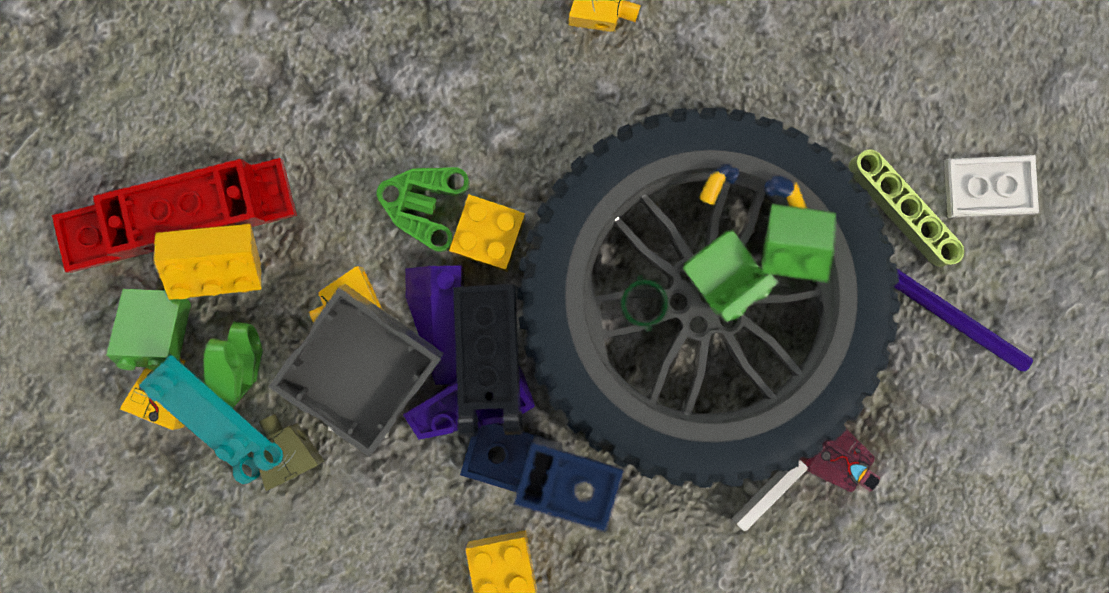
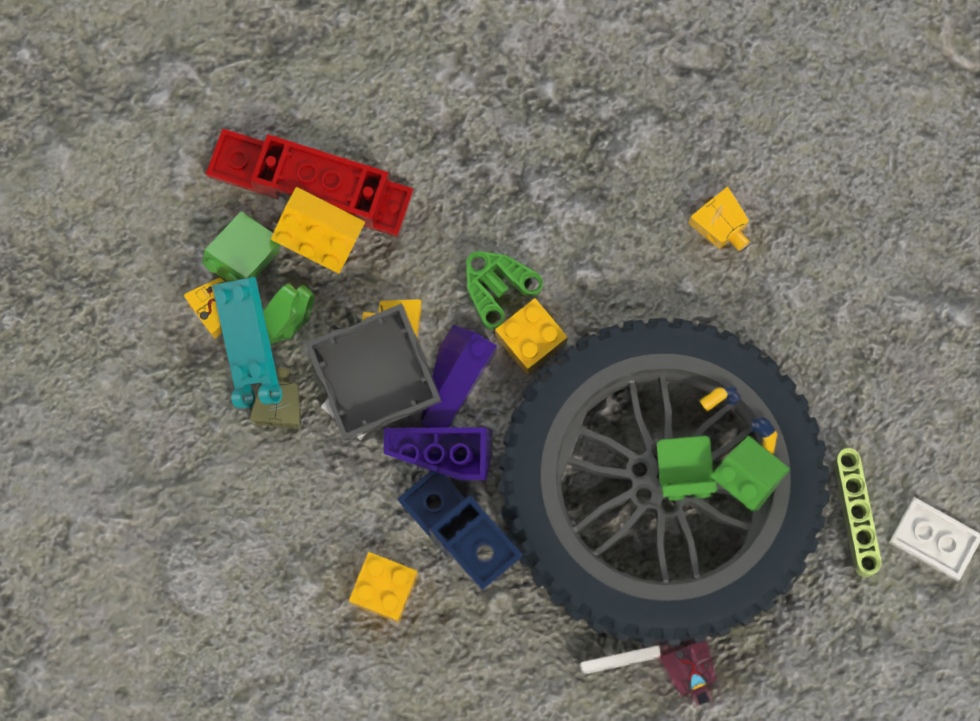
camera: 30 degrees right, 10 degrees down
(487, 356) = (475, 420): black hinge -> none
(663, 296) = (617, 434): dark green piece -> none
(963, 322) = (847, 621): dark purple axle -> none

